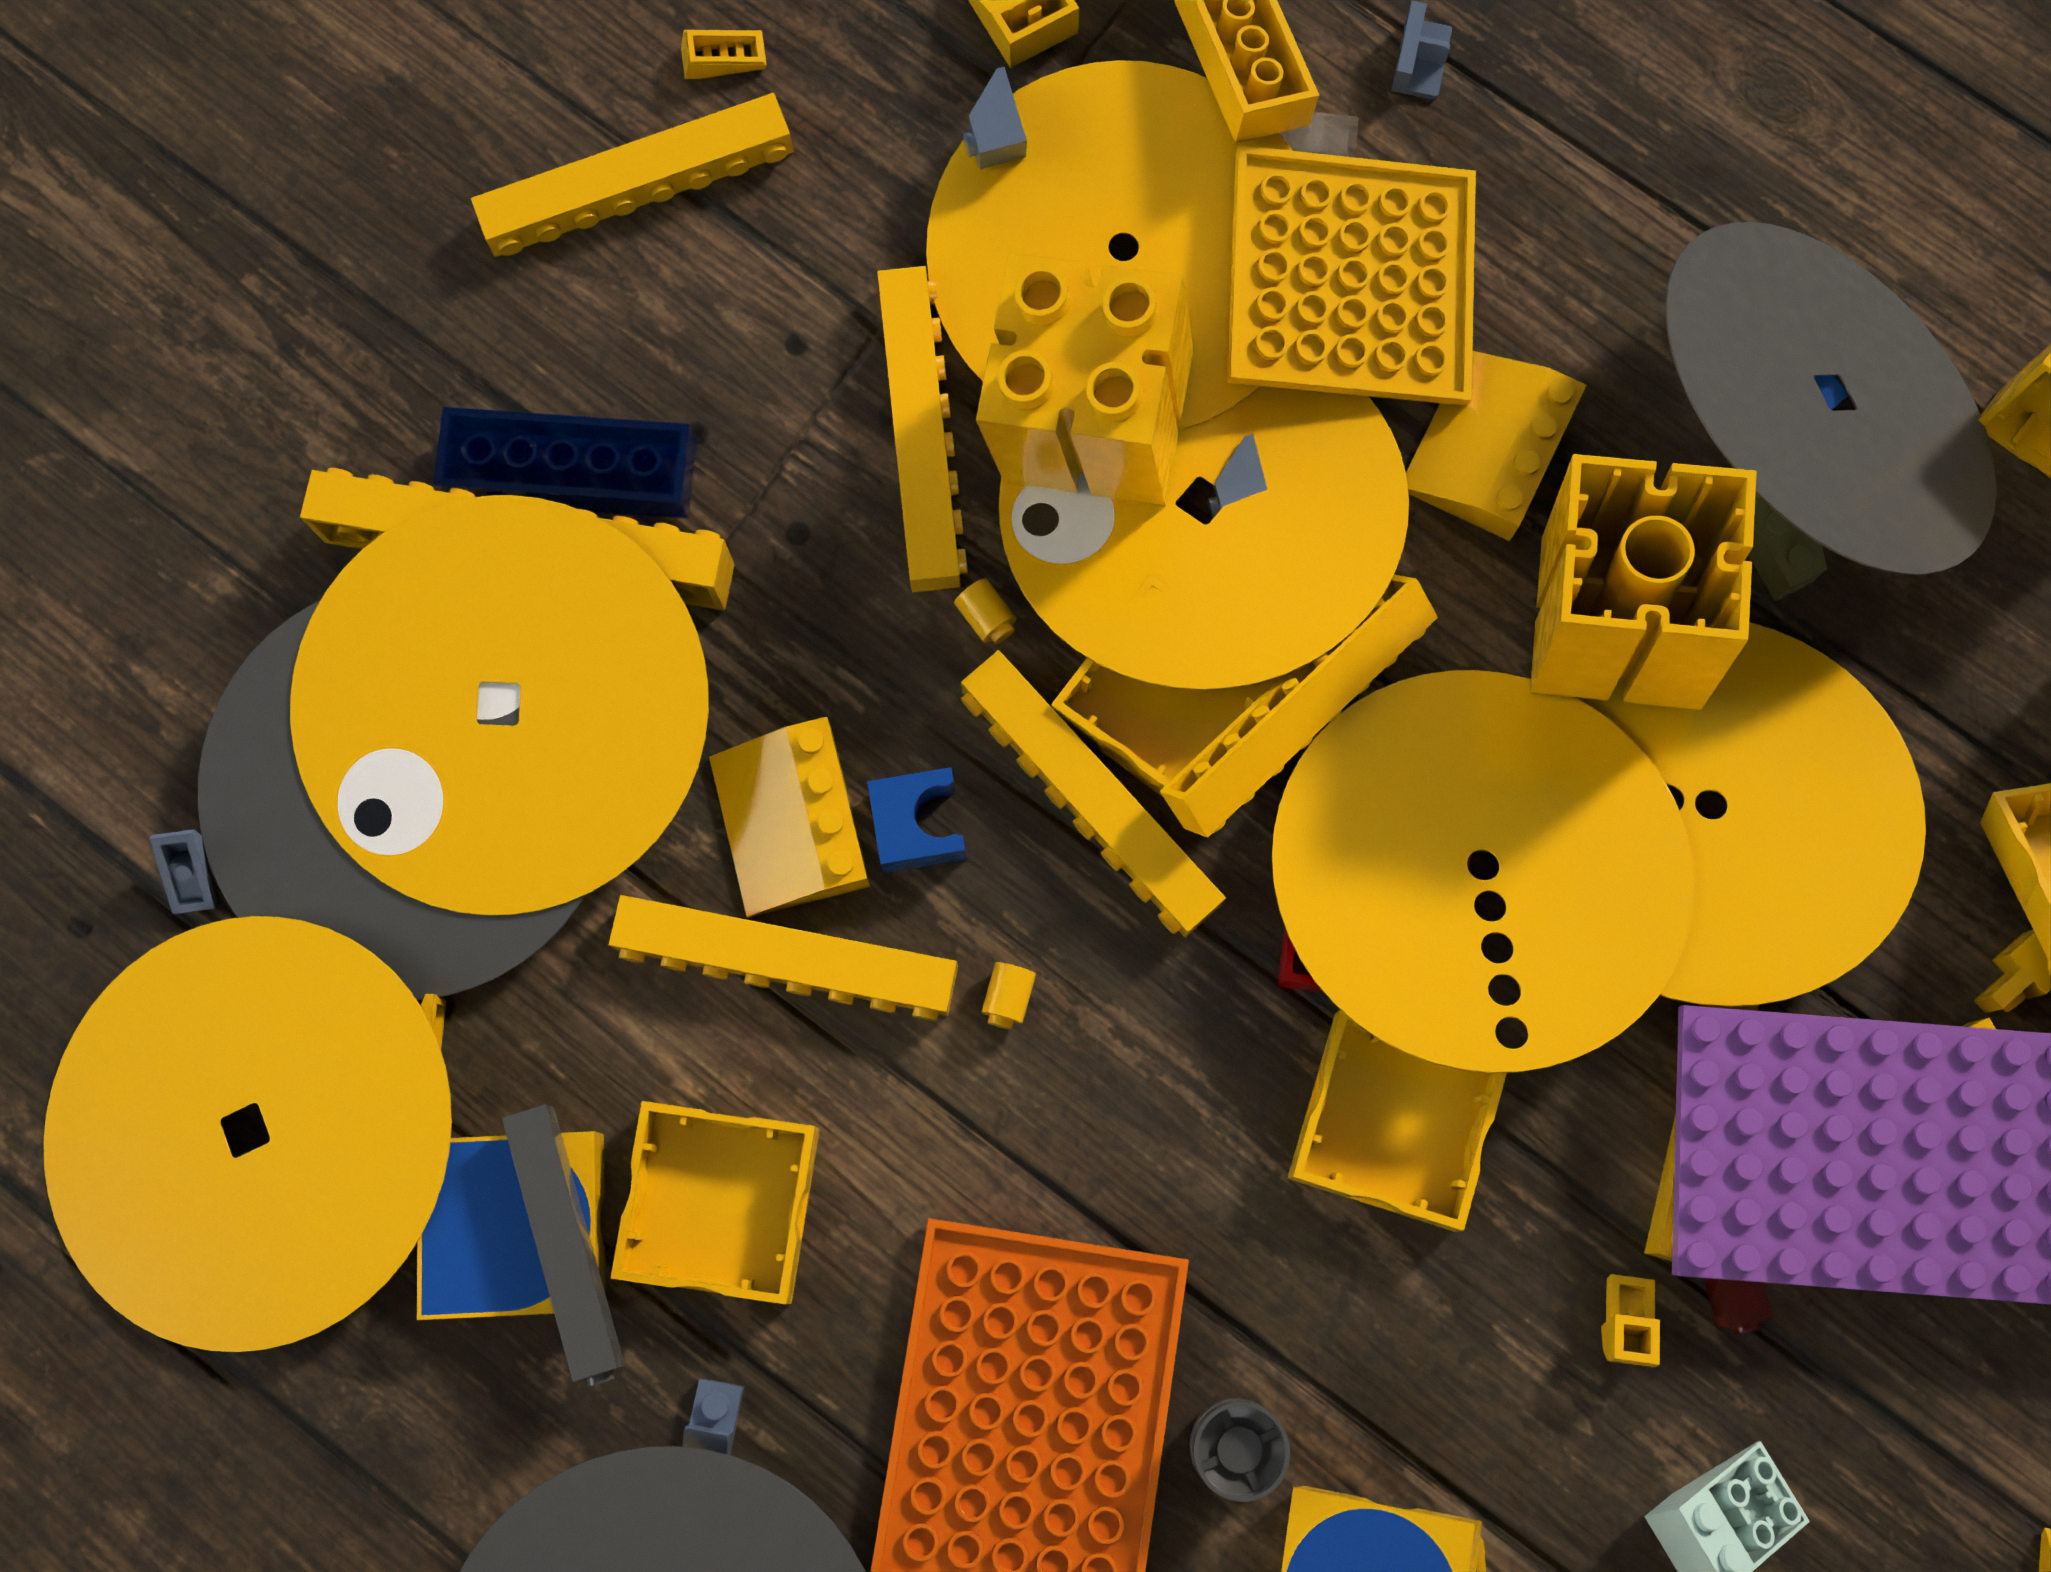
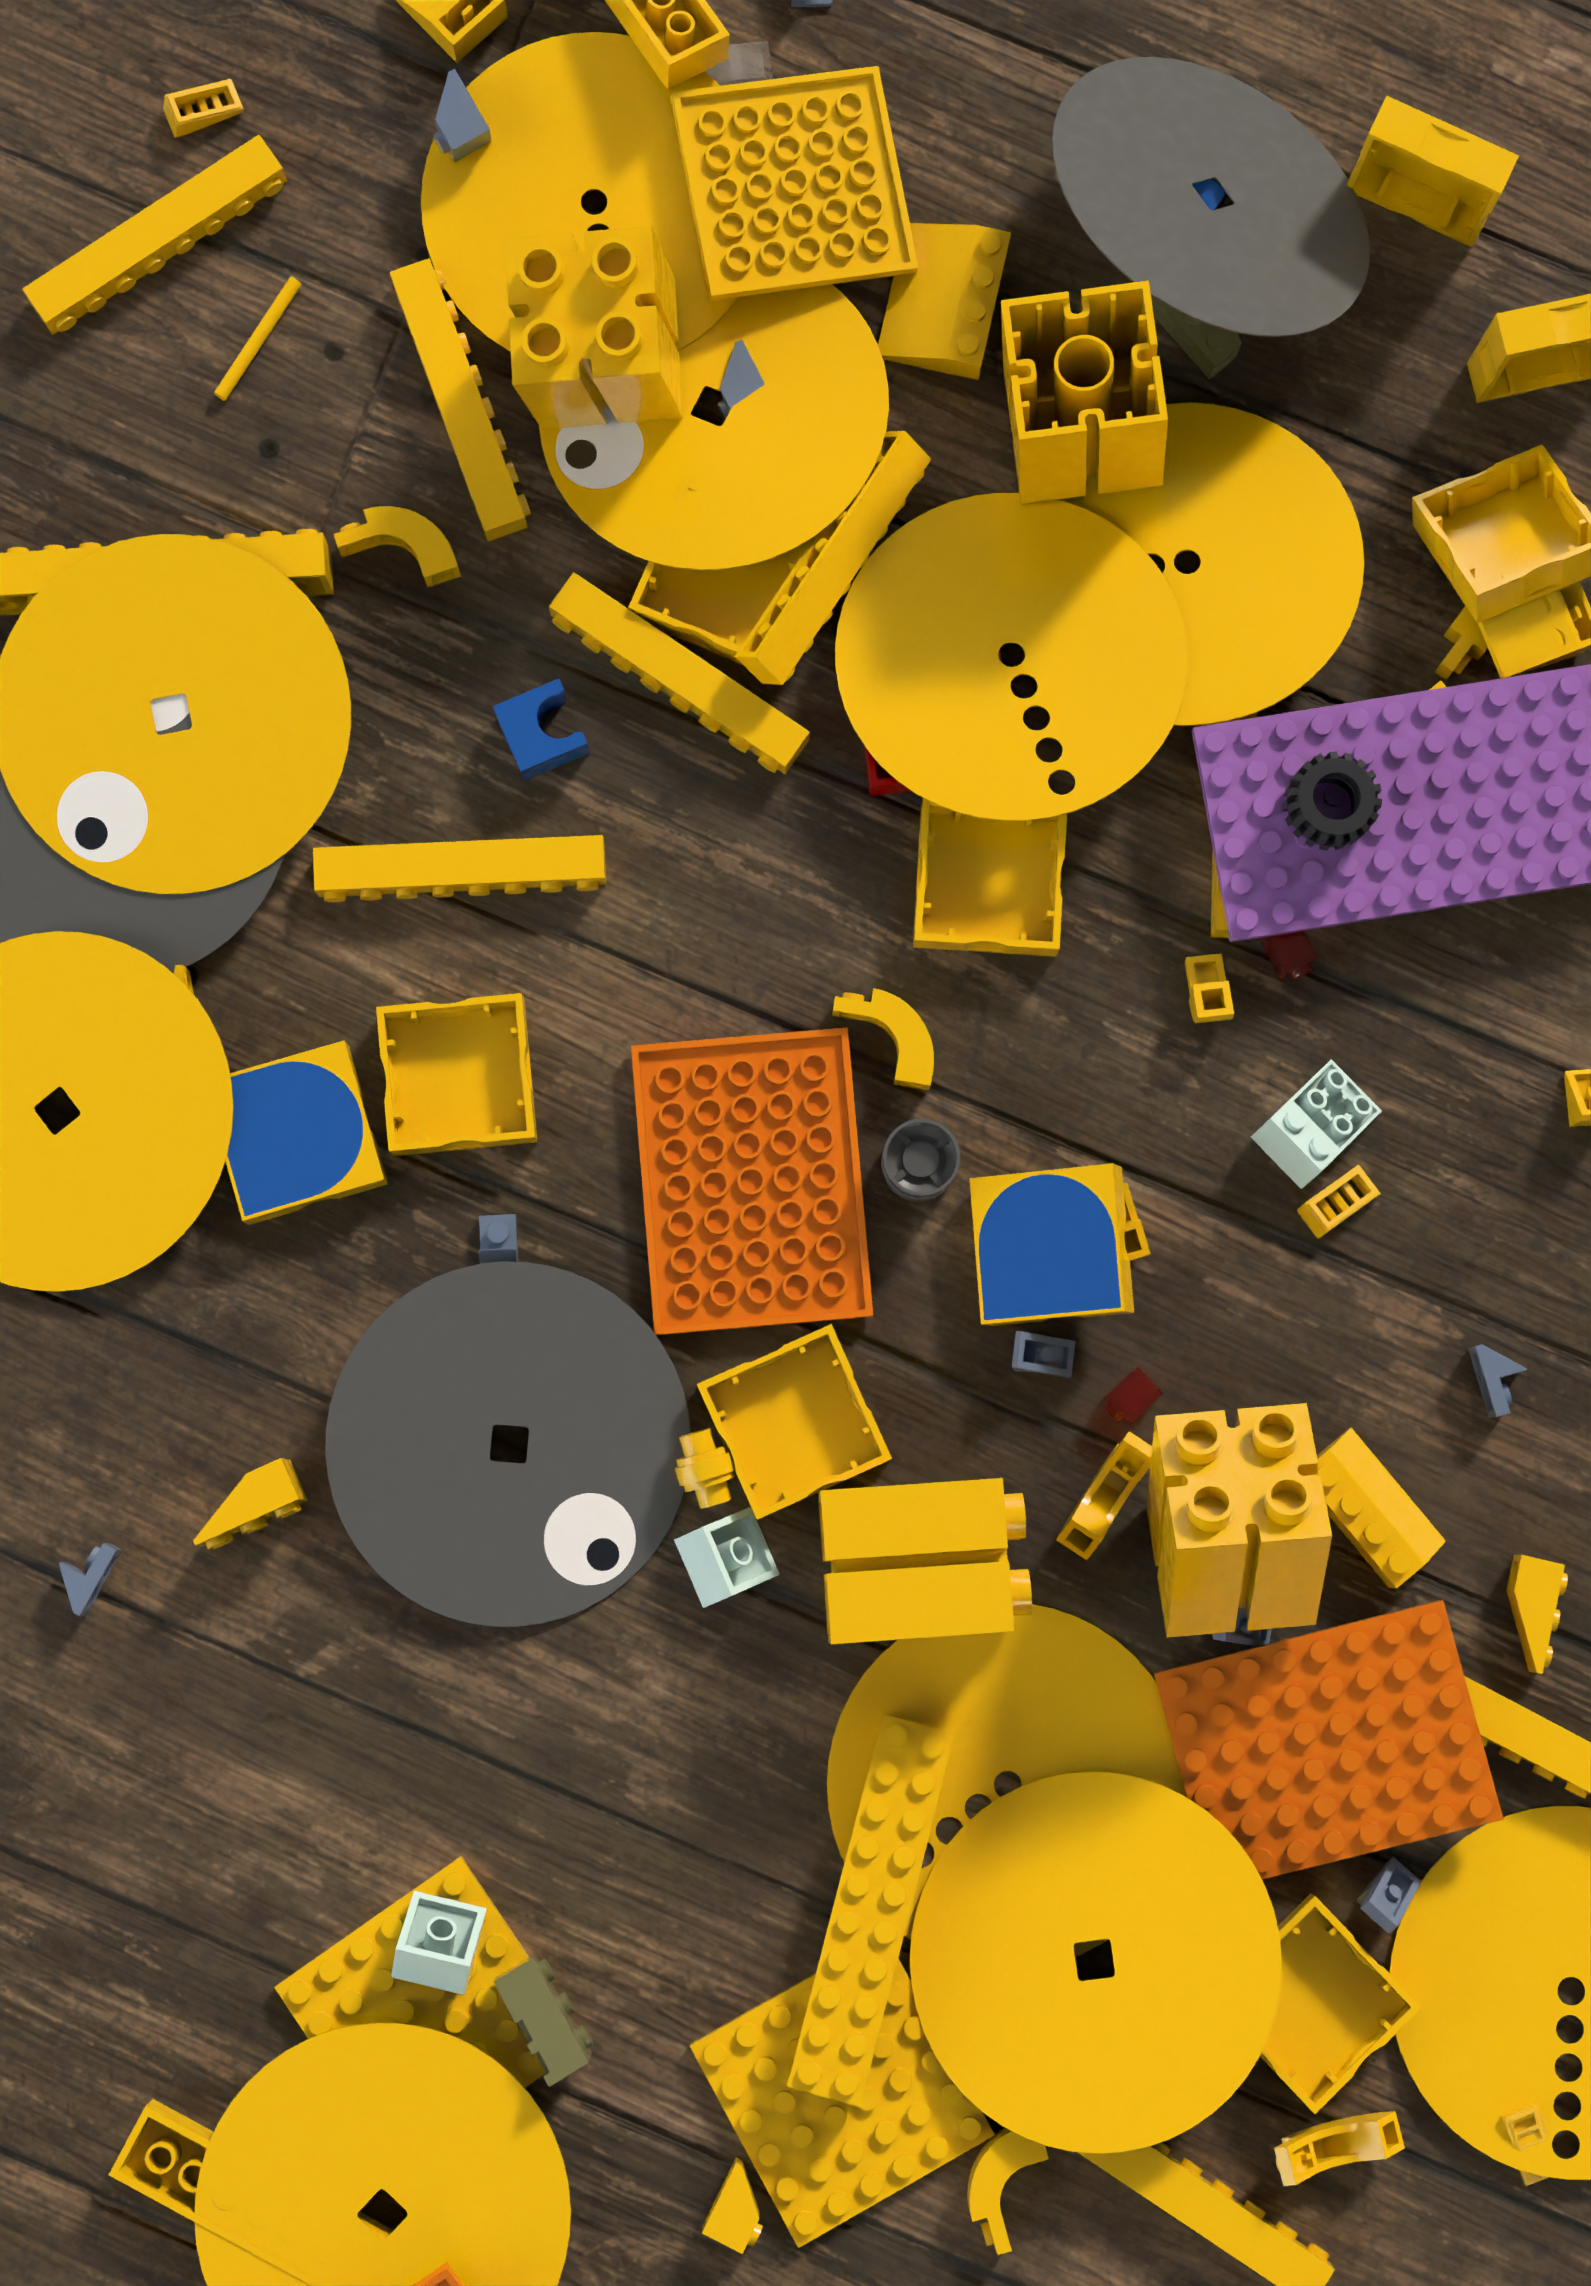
camera: 20 degrees left, 5 degrees up
(563, 1245) = (345, 1130): dark grey brick -> none
(569, 460) = (169, 496): clear blue brick -> none
(715, 311) = (257, 338): none -> yellow bar
(789, 818) = (434, 753): yellow slope -> none
(822, 557) = (407, 530): none -> yellow arch
(986, 612) = (555, 543): yellow brick -> none
(1008, 995) = (651, 853): yellow brick -> none
(1261, 1289) = (904, 1026): none -> yellow arch
(1874, 1131) = (1347, 775): none -> black tyre

